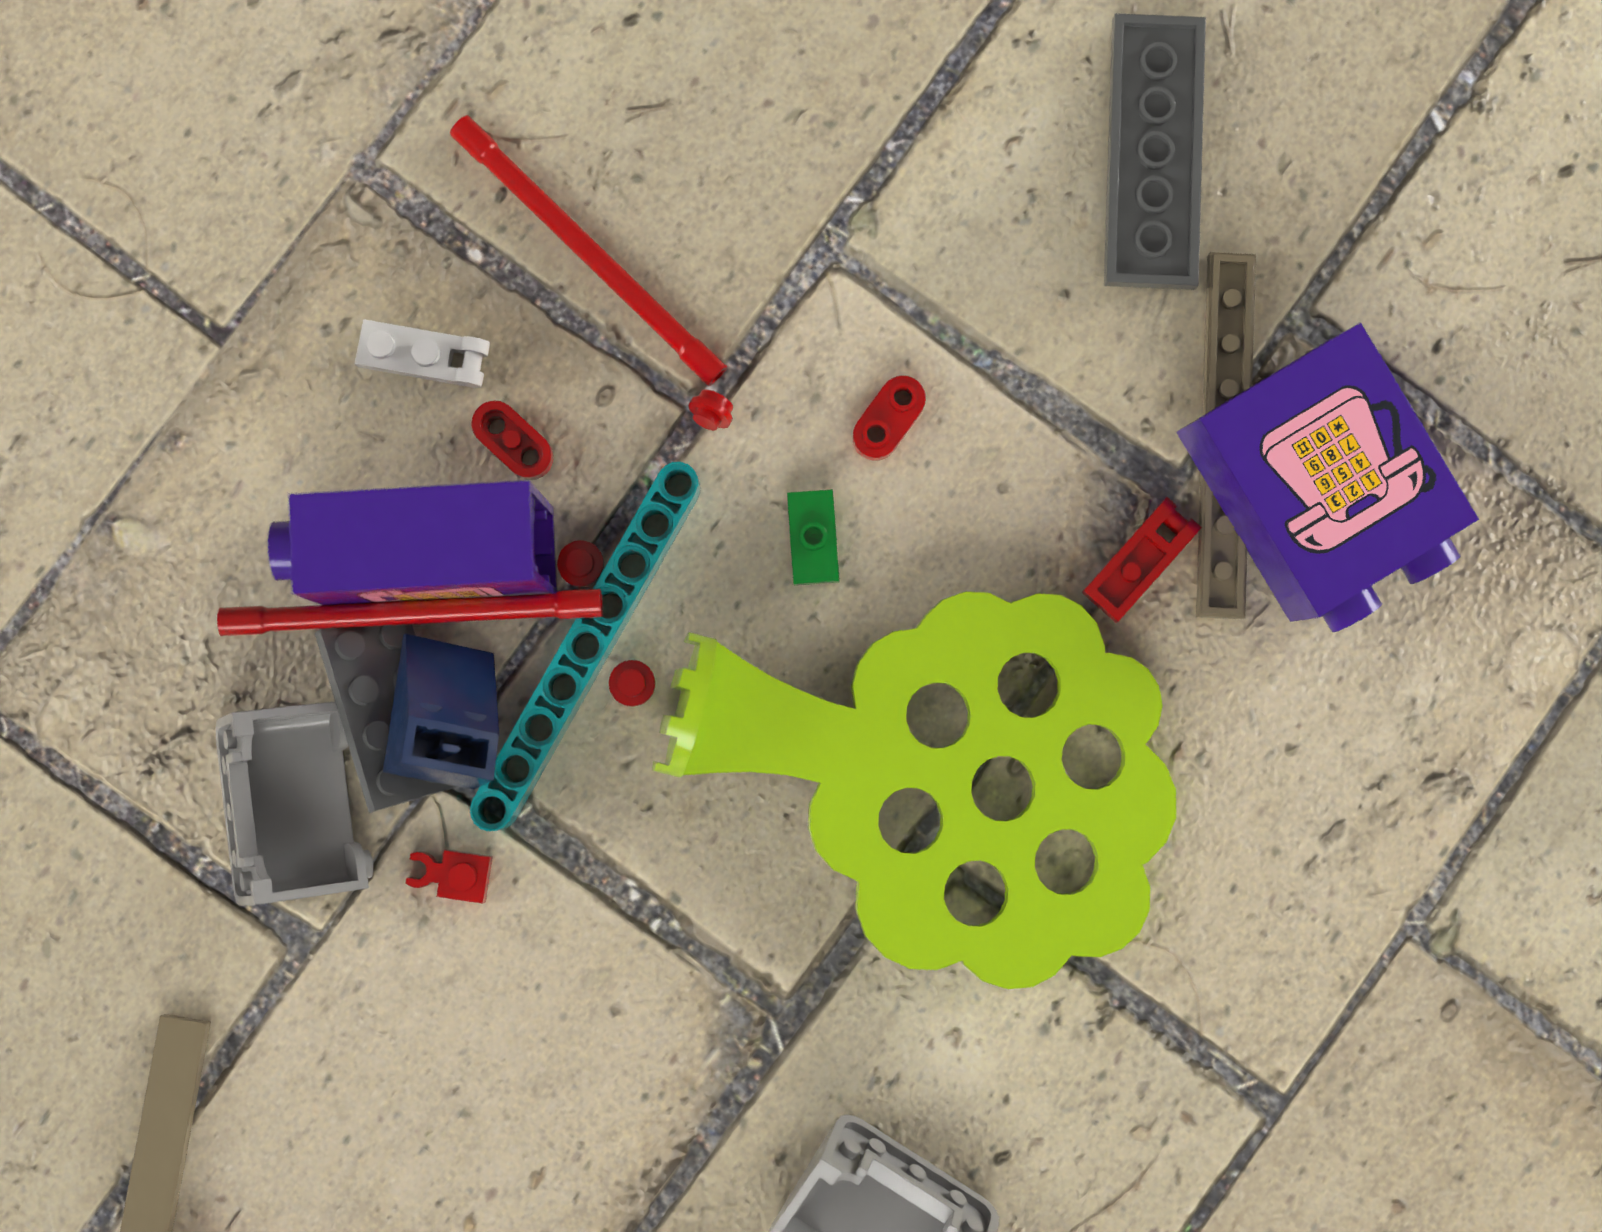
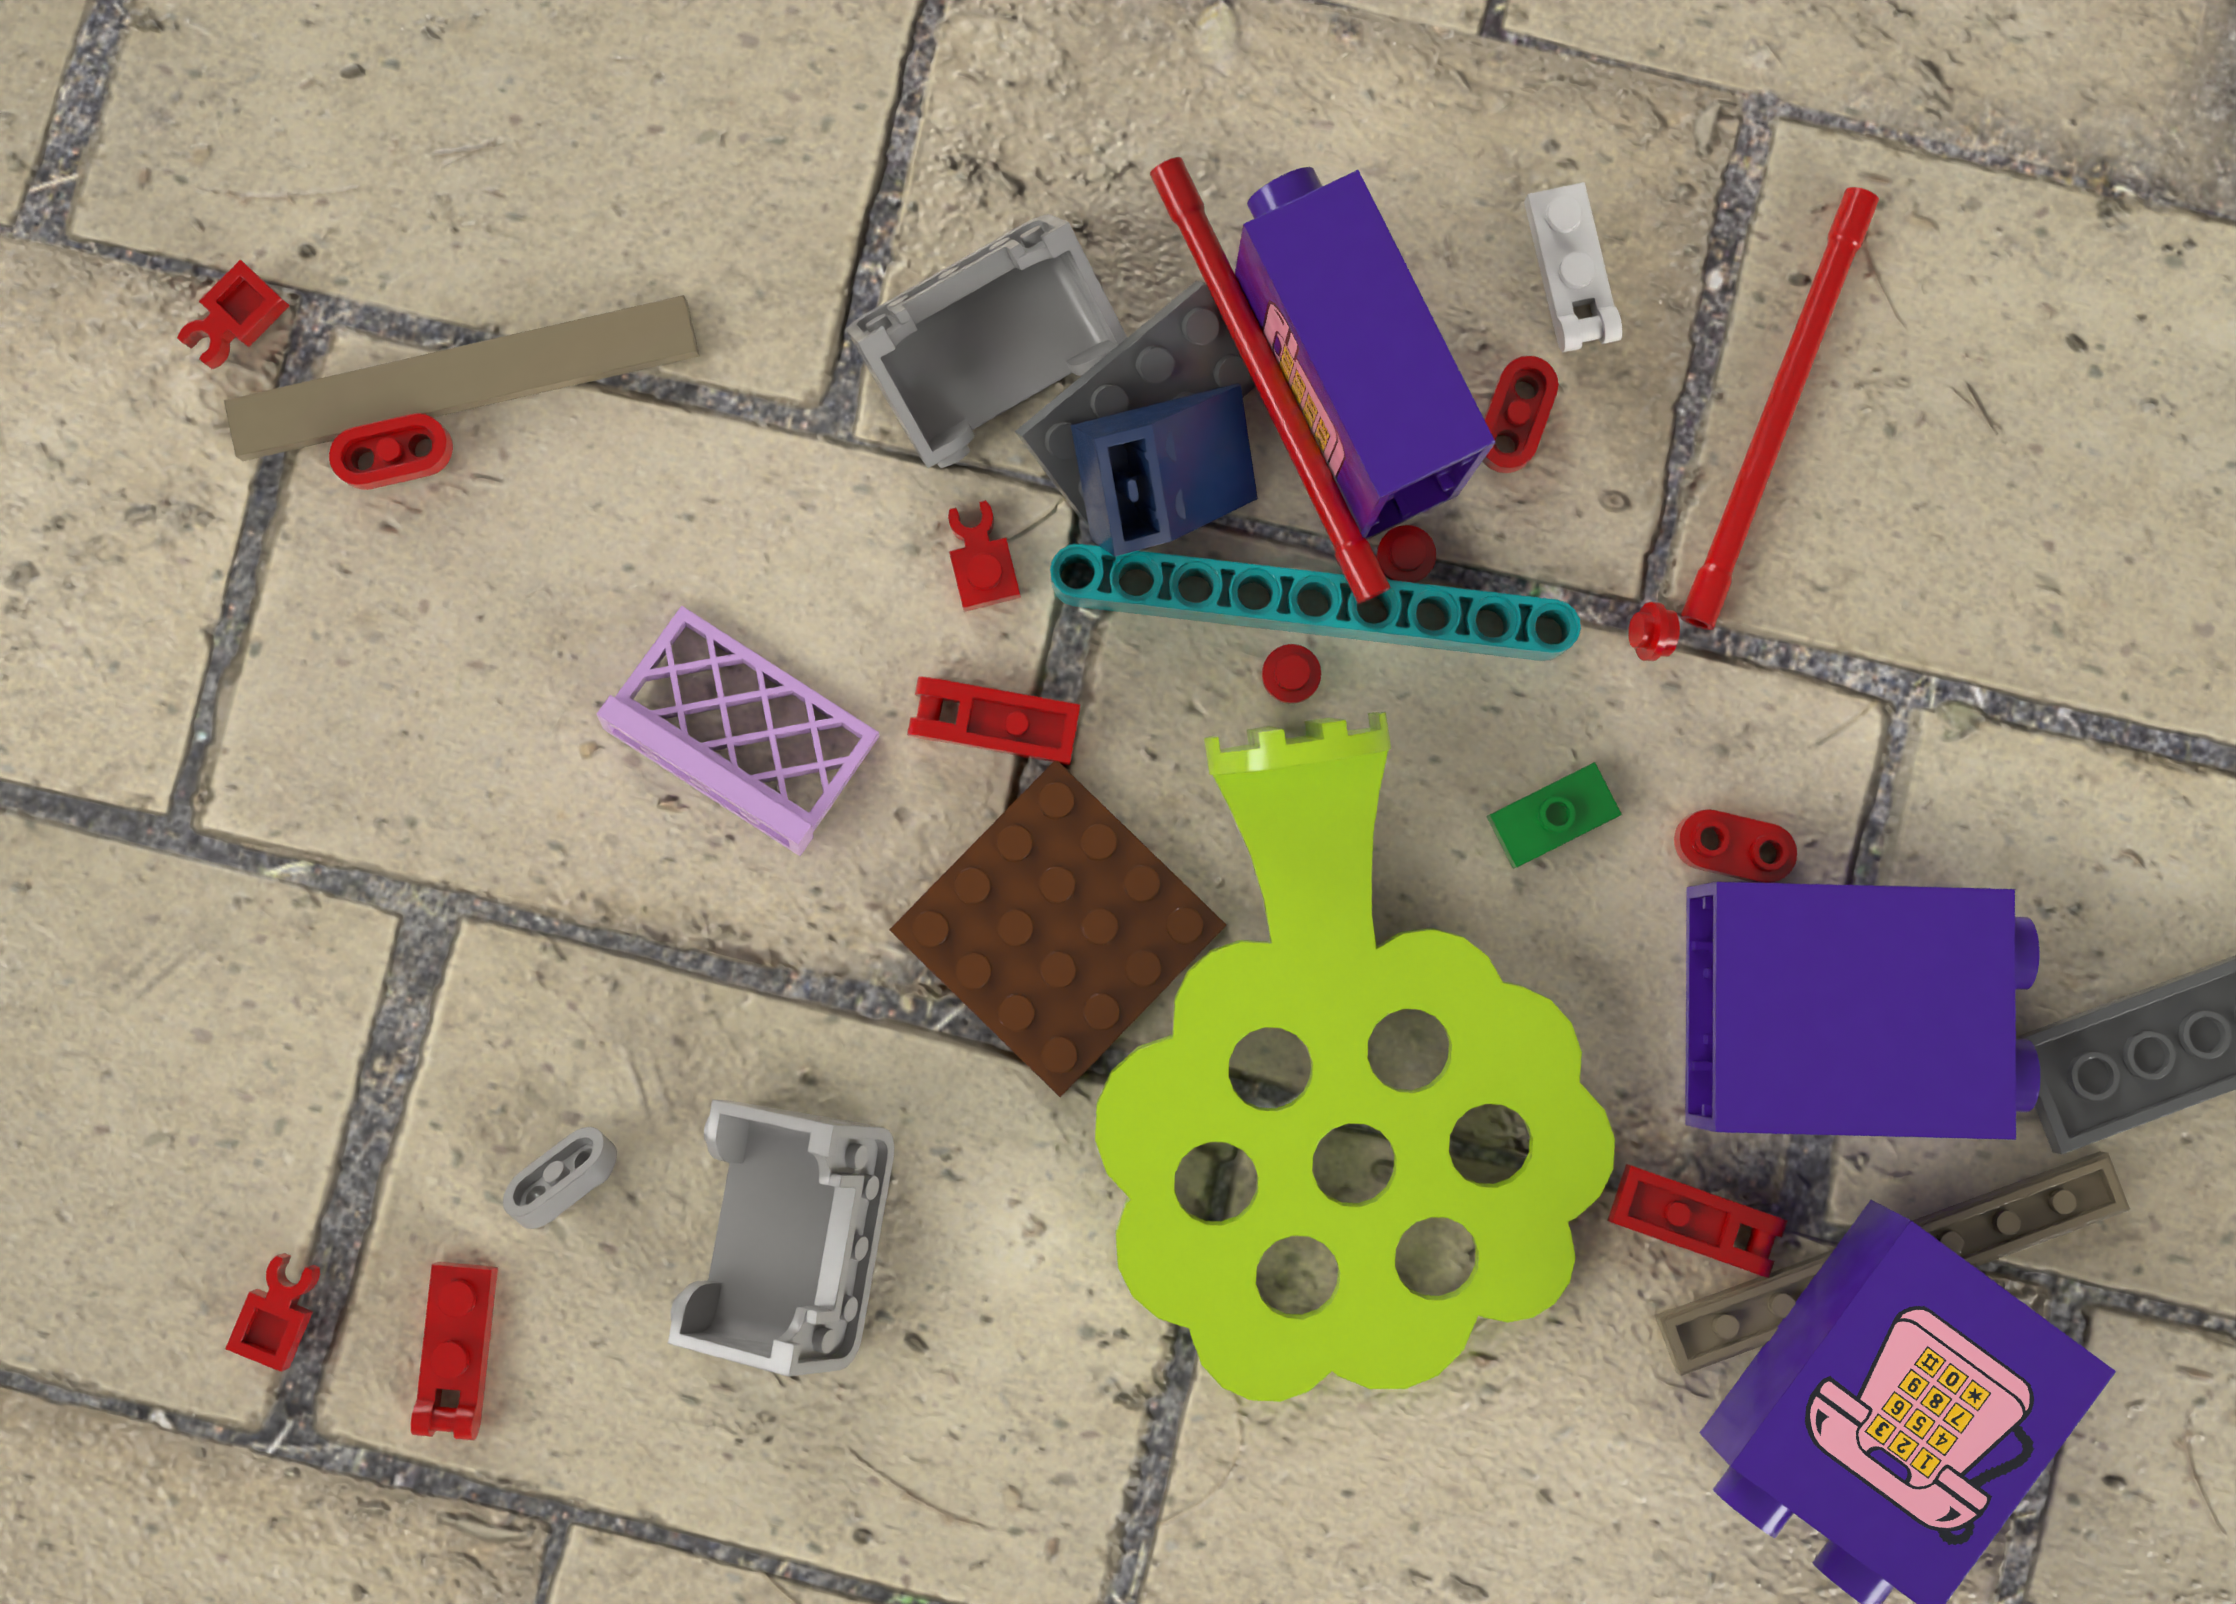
camera: 65 degrees right, 0 degrees up
(524, 1141) = (708, 771): none -> lavender fence
(575, 912) = (996, 720): none -> red plate
(745, 931) = (1057, 928): none -> reddish brown plate
(1040, 386) = (1857, 1010): none -> dark purple brick

